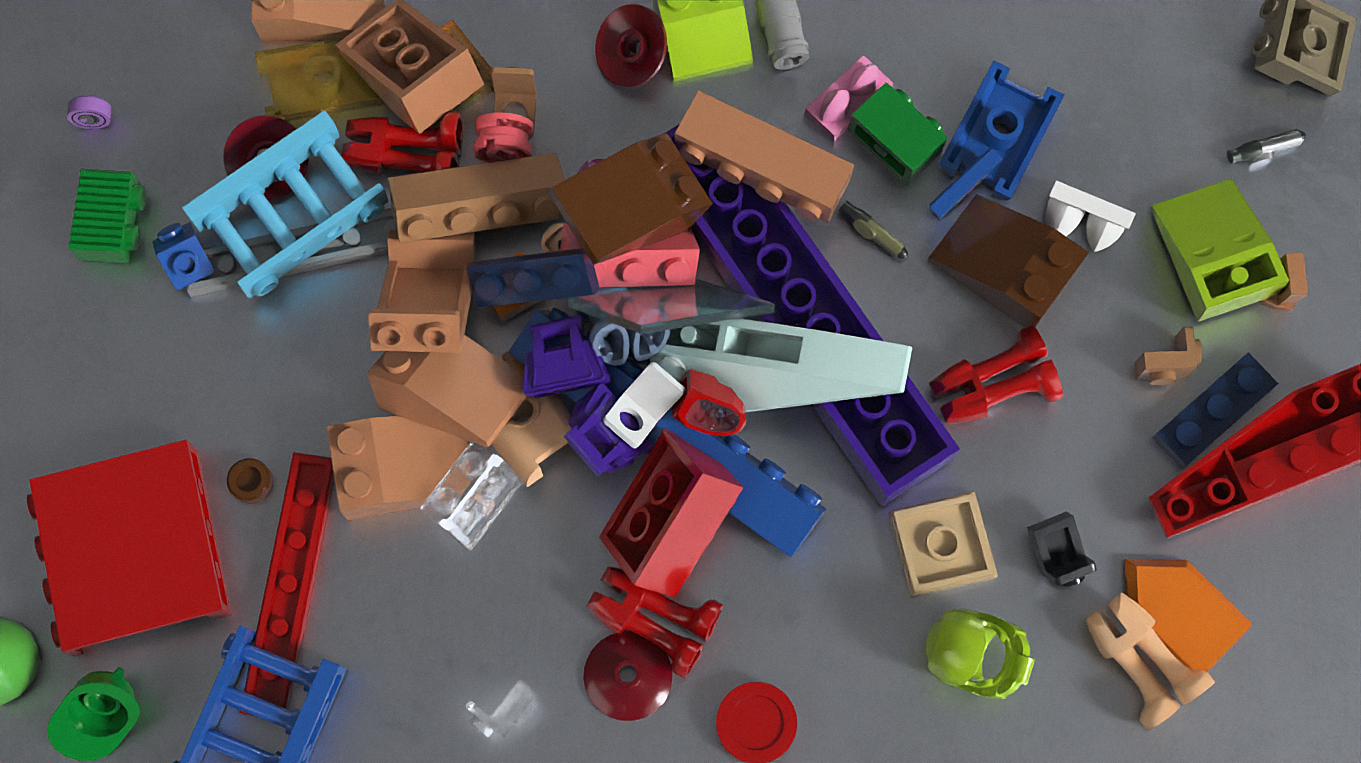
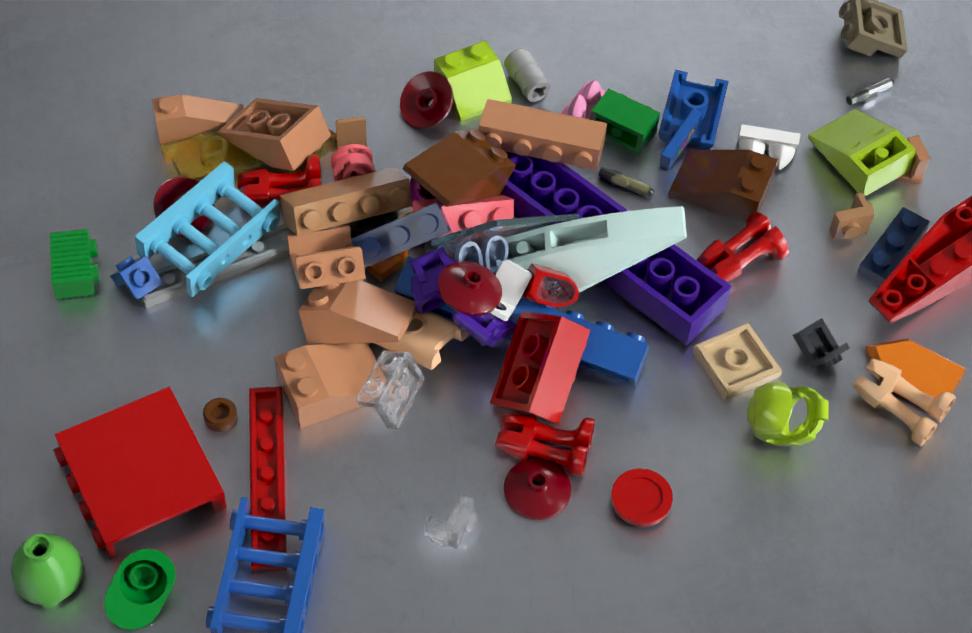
camera: 15 degrees left, 20 degrees down
(89, 112) = (45, 200): medium lavender tile -> none
(583, 410) = (469, 288): none -> dark red dish

